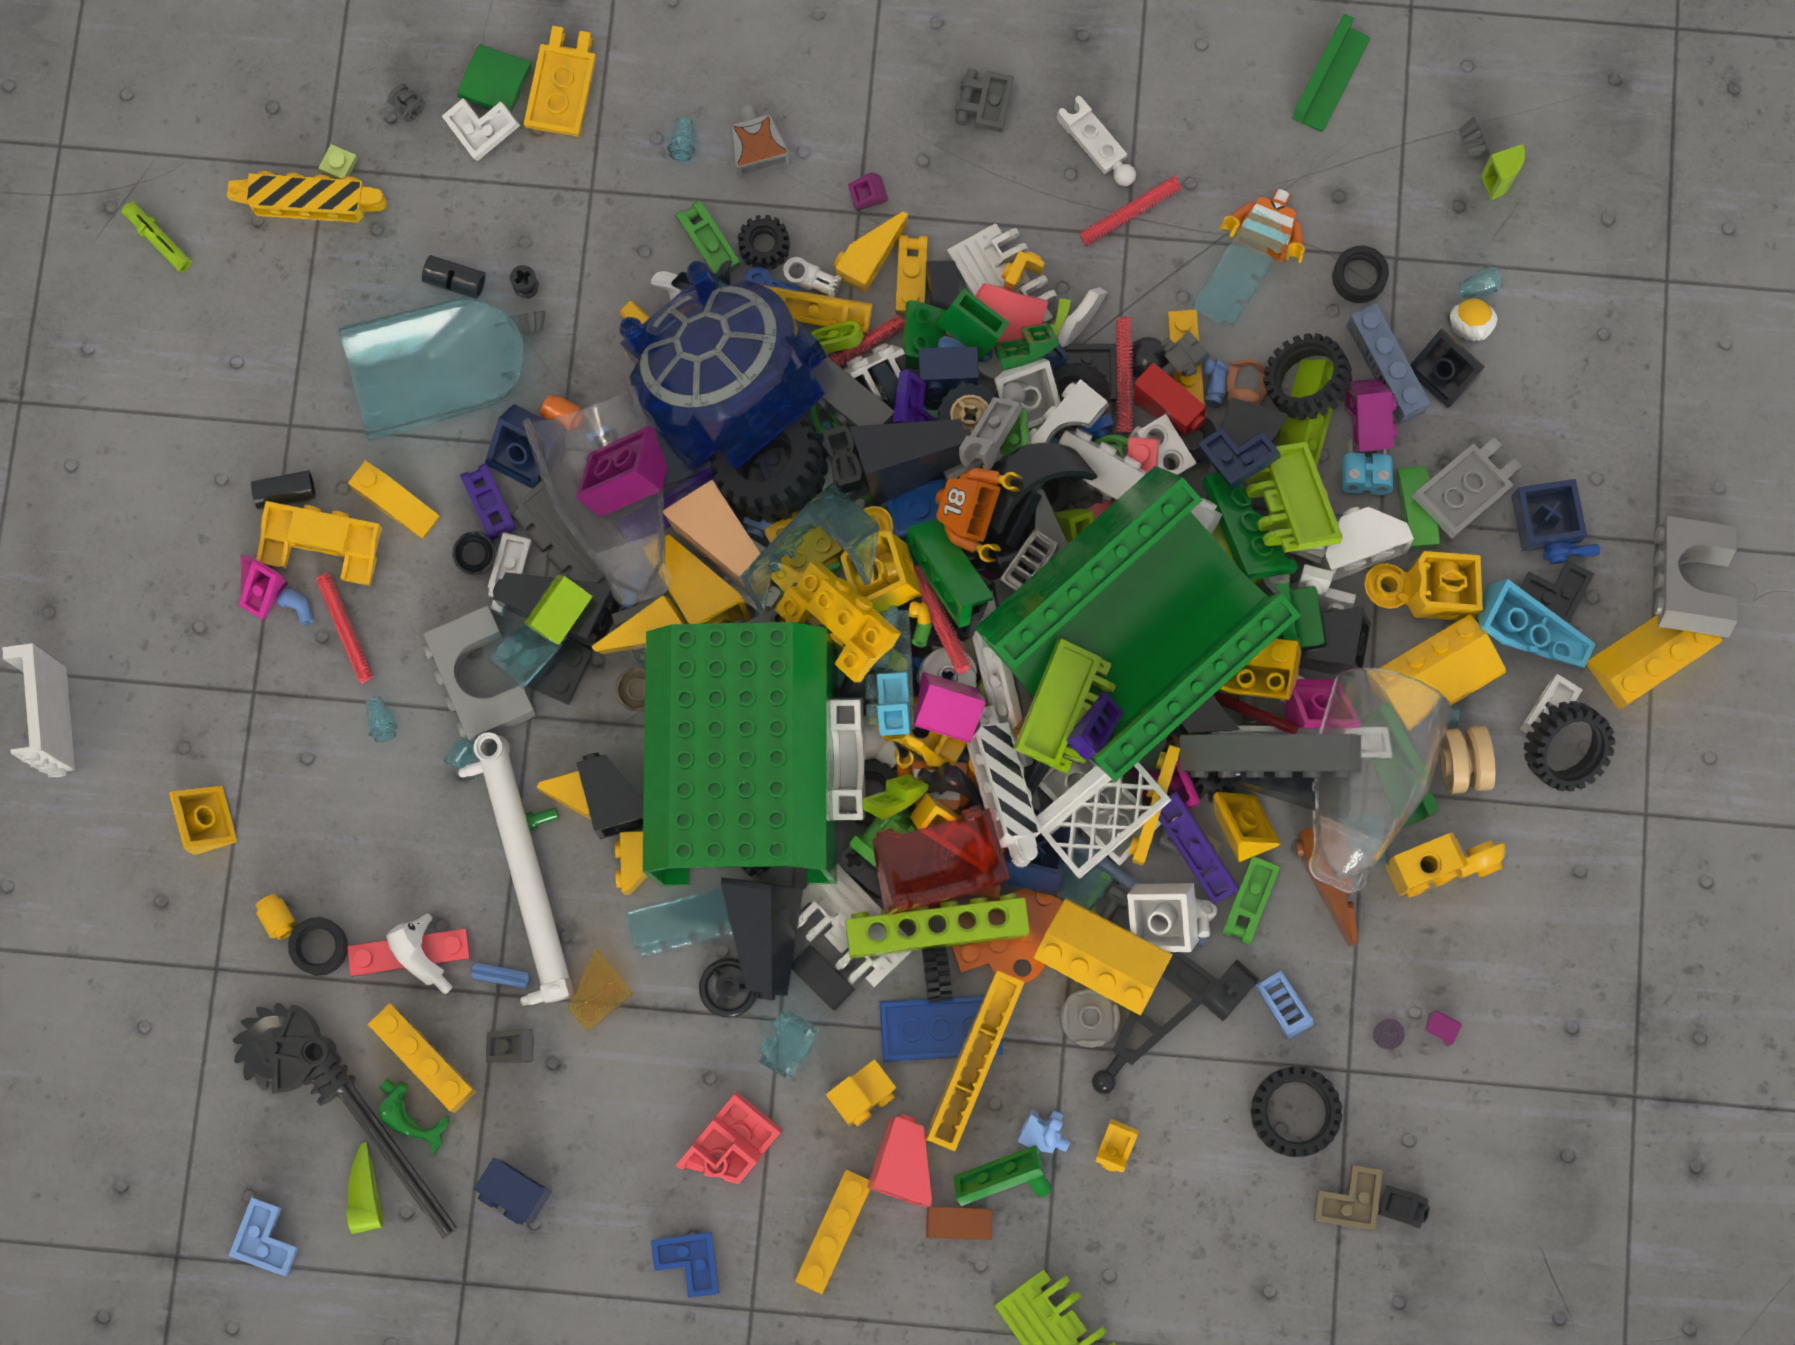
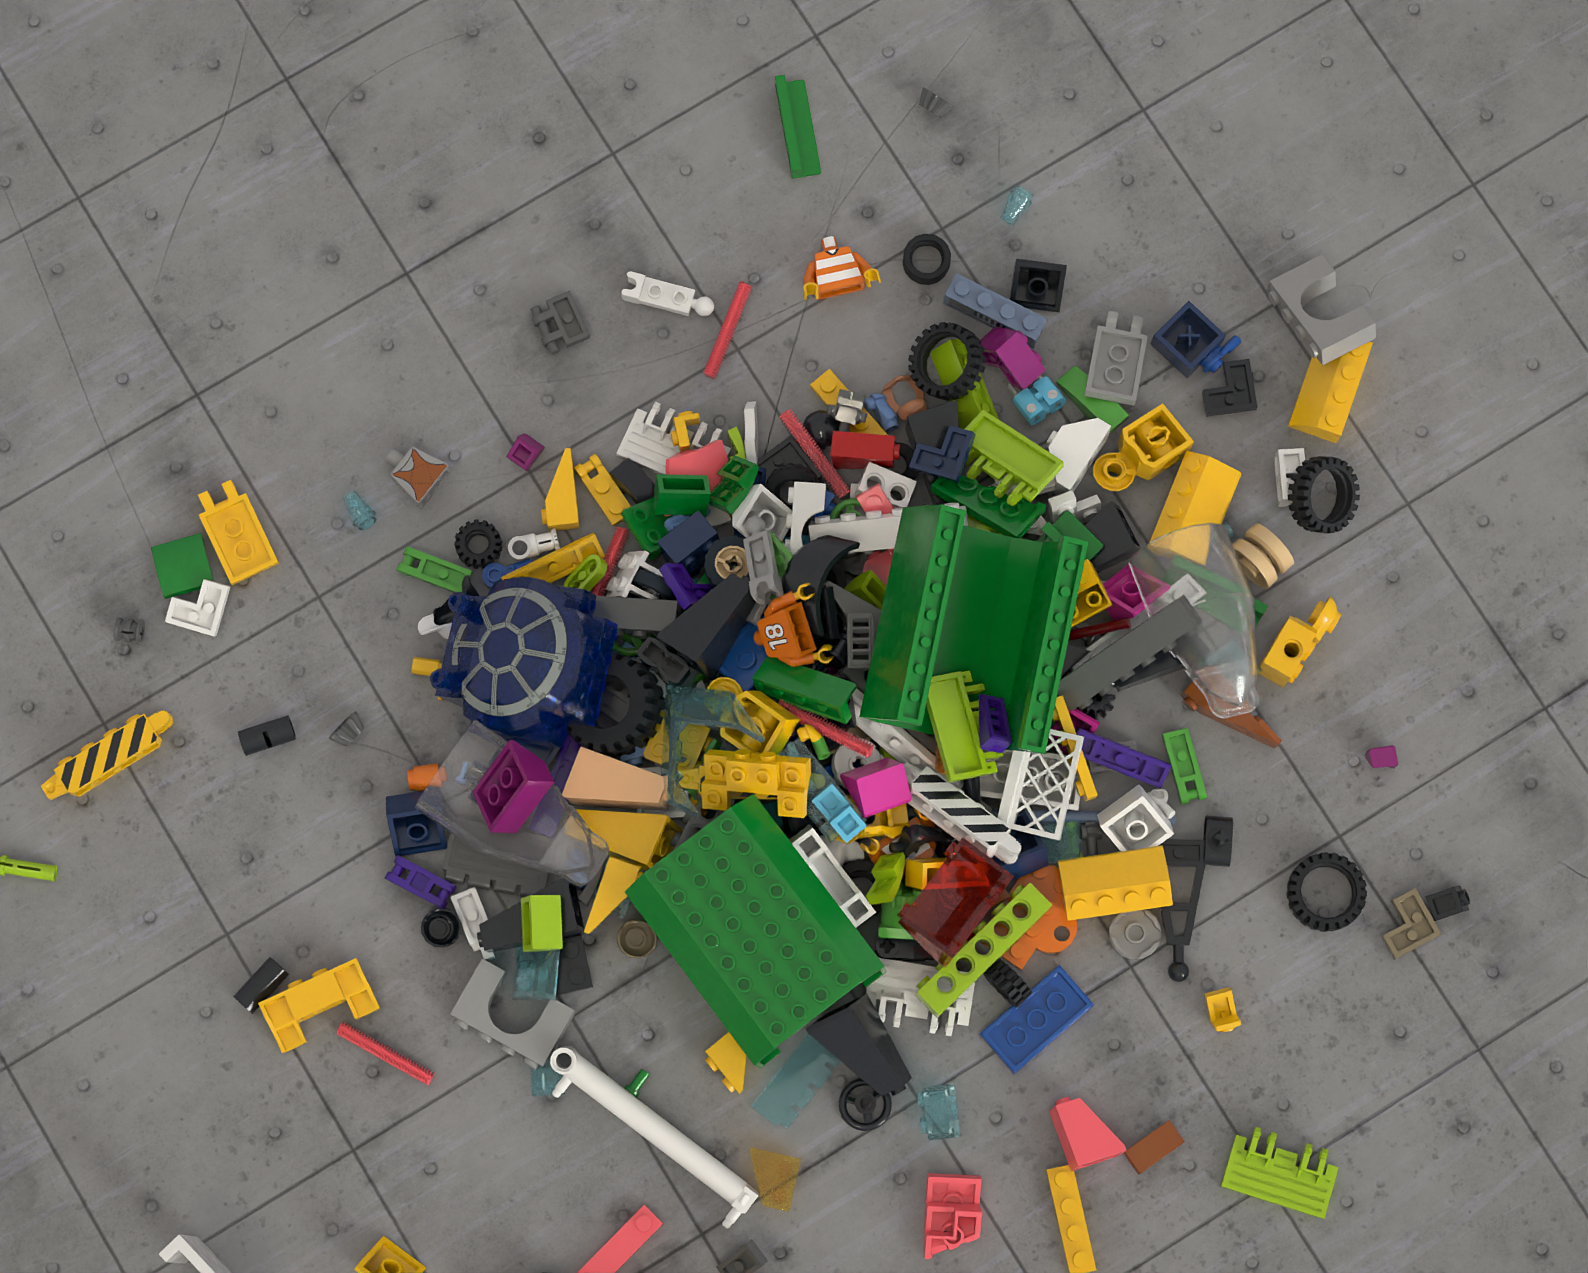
camera: 40 degrees left, 0 degrees up
(259, 586) = (297, 1069): dark pink slope -> none
(298, 601) = (336, 1059): medium blue arm -> none
(337, 162) = (111, 713): yellowish green plate -> none
(380, 722) = (465, 1101): clear light blue cone -> none
(393, 500) = (350, 932): yellow slope -> none
(406, 943) = (612, 1248): white animal -> none
(431, 364) = (303, 812): clear light blue windscreen -> none
(500, 975) = (695, 1219): medium blue axle -> none
(524, 272) = (319, 693): black bush -> none
(567, 791) = (644, 1049): yellow slope -> none
(609, 797) = (680, 1030): black slope -> none
(822, 977) = (927, 1046): black slope -> none
(861, 1093) = (1017, 1108): yellow brick -> none
(974, 1061) = (1080, 1026): yellow slope -> none
(1003, 1174) = (1159, 1090): green piece -> none
(1043, 1133) = (1165, 1039): light blue piece -> none
(1234, 271) = (836, 320): clear light blue windscreen -> none
(1244, 824) = (1141, 716): yellow slope -> none
(1297, 1027) = (1284, 829): light blue slope -> none
(1388, 1034) = (1348, 789): clear purple tile -> none
(1473, 319) = (1030, 235): hair -> none
(1502, 170) = (973, 112): lime brick -> none
(1528, 625) = (1232, 429): medium azure wedge -> none

